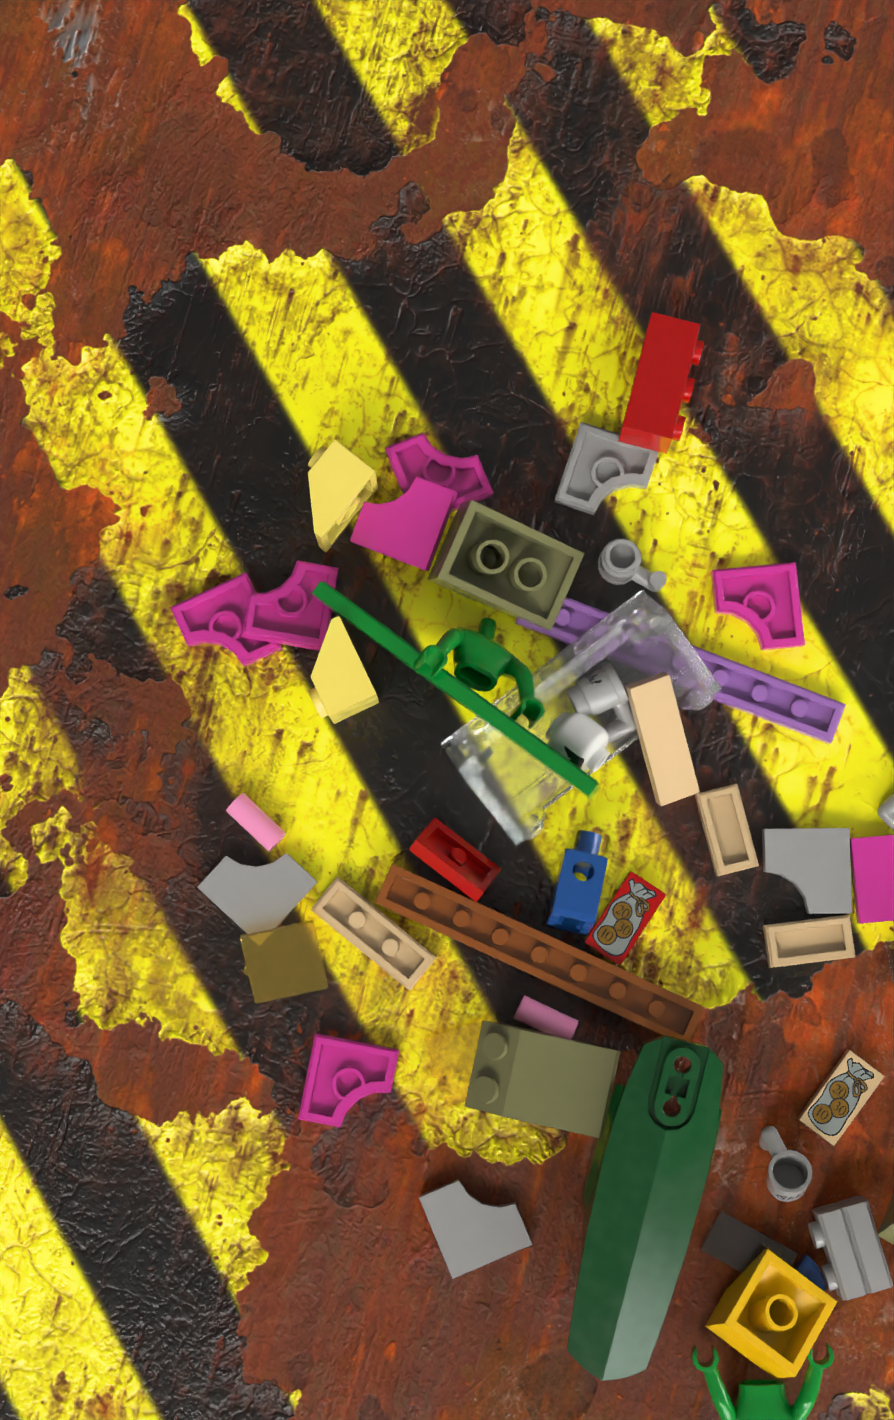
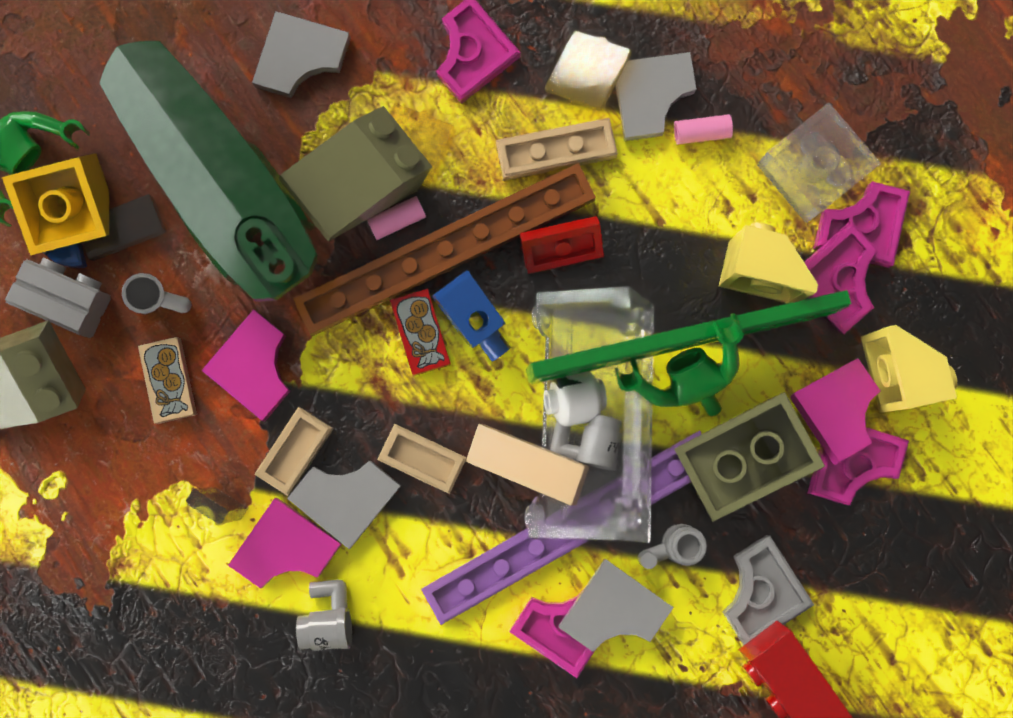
camera: 125 degrees right, 0 degrees up
(214, 700) = (817, 162): none -> clear brick
(717, 579) = (613, 607): none -> light grey tile
(772, 1039) = (249, 366): none -> dark pink tile

